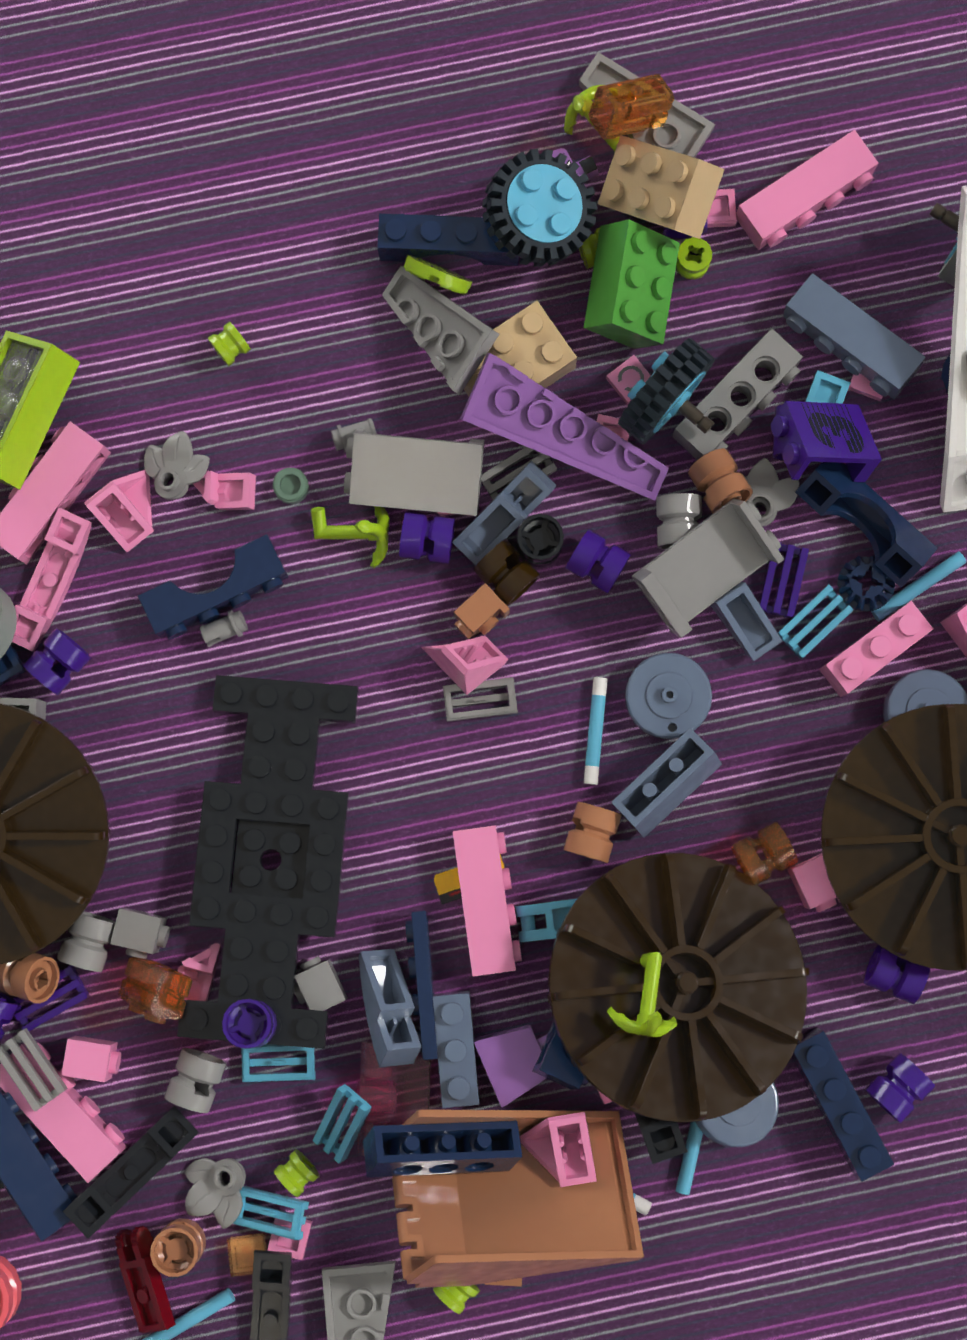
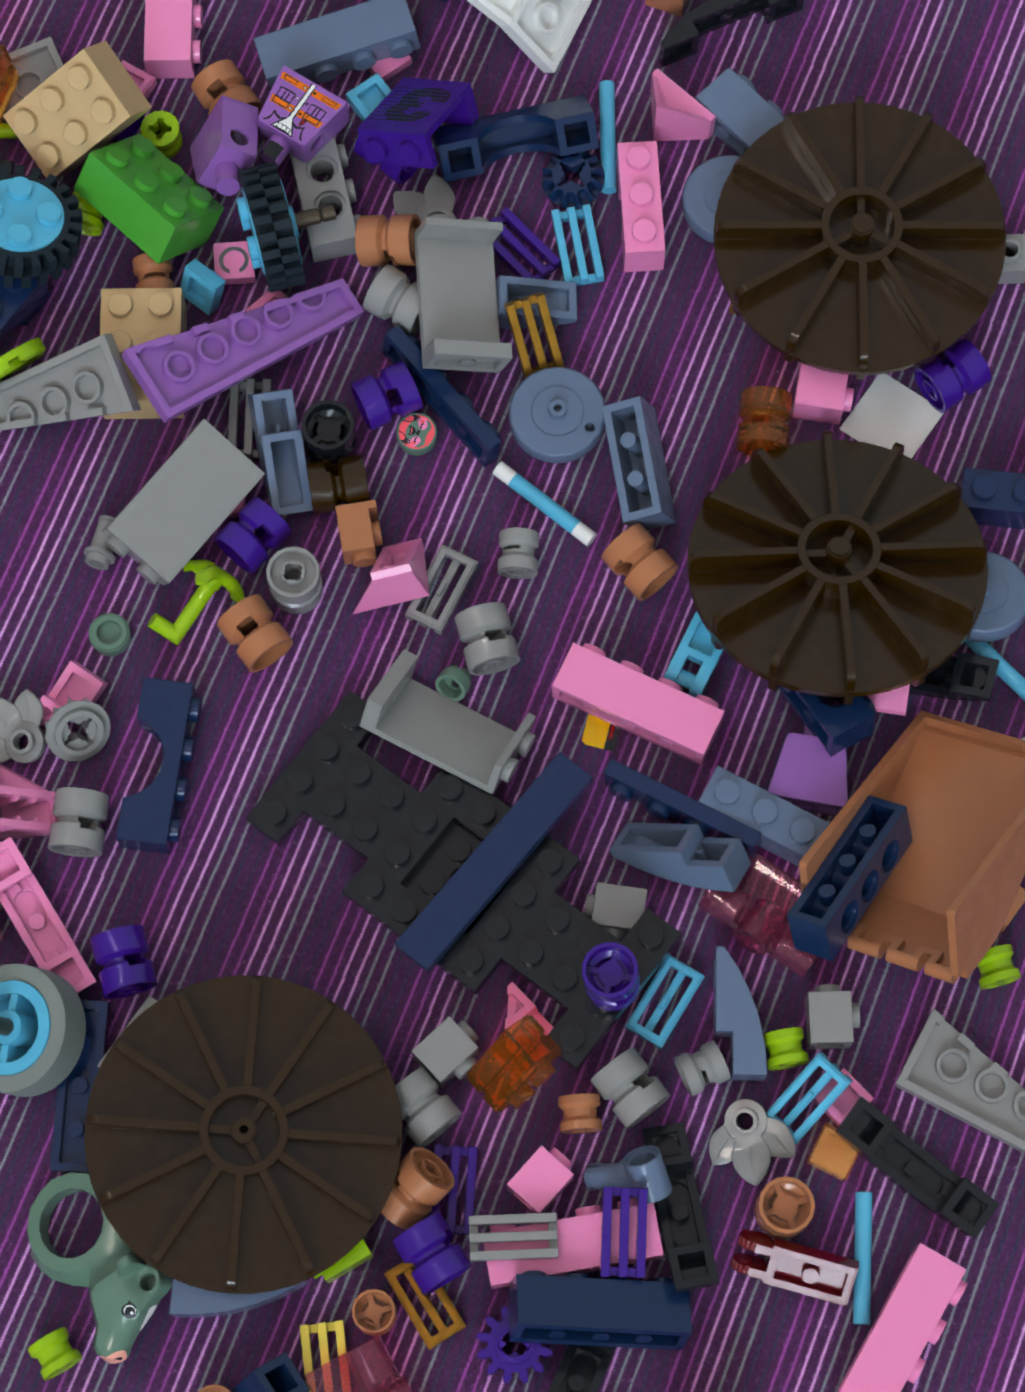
camera: 60 degrees left, 10 degrees down
(58, 1161) = (622, 1269): none -> dark purple tile
(135, 1126) = (637, 1169): none -> sand blue pin
(145, 551) = (78, 823): none -> light grey wheel
(155, 1055) = (580, 1113): none -> nougat wheel
(193, 519) = (75, 746): none -> light grey gear
(224, 628) = (204, 783): light grey pin -> none
(244, 1121) = (702, 1068): none -> light grey wheel
(289, 878) = (493, 862): none -> dark blue tile
(294, 1125) = (737, 1019): none -> sand blue slope
(331, 1141) = (778, 999): medium azure tile -> none
(340, 1192) = (830, 1018): none -> light grey brick
(351, 601) = (252, 629): none -> nougat wheel
(371, 775) = (444, 729): none -> light grey panel
(412, 591) = (294, 580): none -> light grey wheel
(414, 756) = (446, 679): none -> sand green hinge
(469, 749) = (488, 644): none -> light grey wheel
(536, 744) = (518, 553): none -> light grey wheel
(563, 1148) = (923, 771): bright pink slope -> none
(574, 332) = (152, 274): none -> nougat wheel
(586, 602) = (416, 434): none -> tile
(594, 370) = (202, 286): none -> medium azure plate
(623, 616) = (452, 407): none -> dark blue plate
(648, 1021) = (852, 593): lime piece -> none
(701, 659) = (525, 303): none -> pearl gold tile
(708, 313) = (220, 156): none -> medium lavender torso
(755, 281) = (219, 80): none -> nougat wheel
(765, 351) = (299, 118): none -> medium lavender torso
(833, 946) = (891, 415): none -> white sticker

